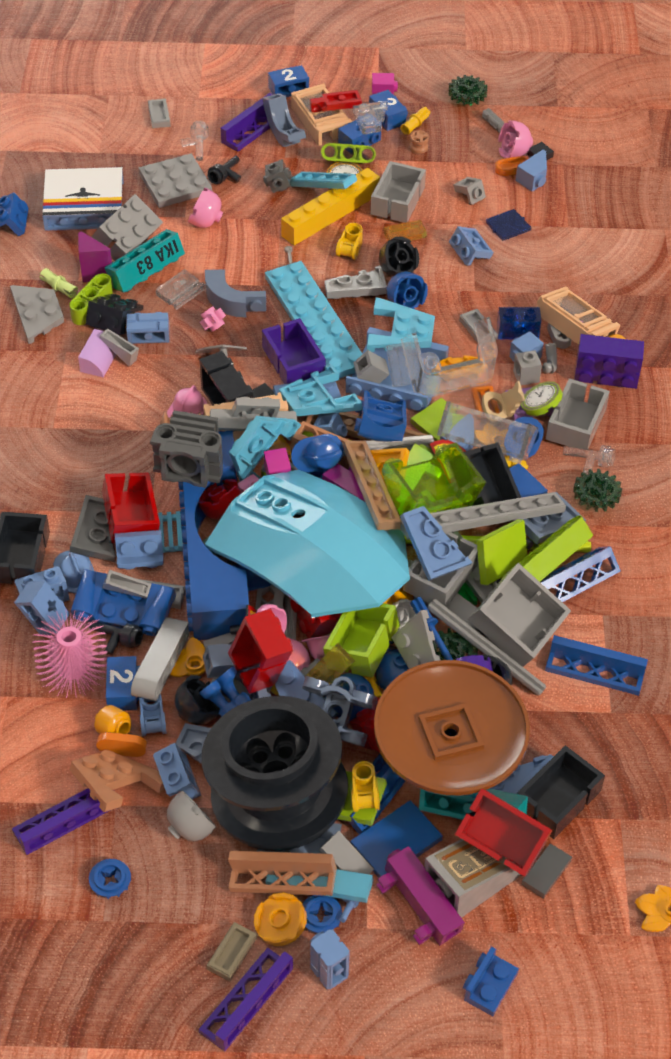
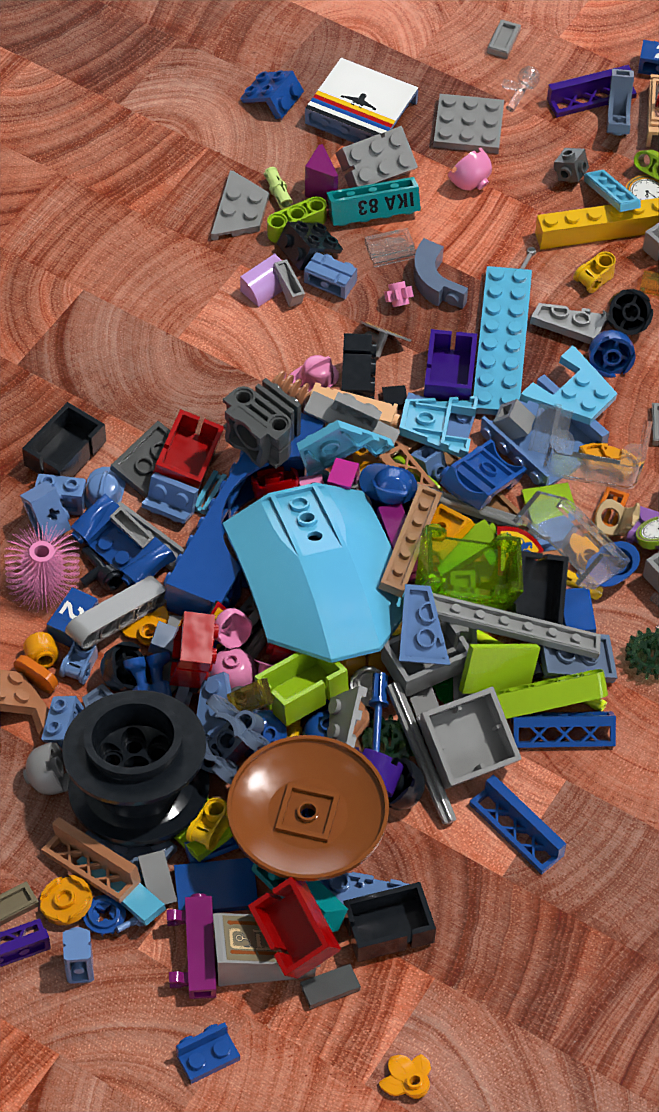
camera: 30 degrees right, 5 degrees up
(218, 173) = (514, 135): black piece -> none

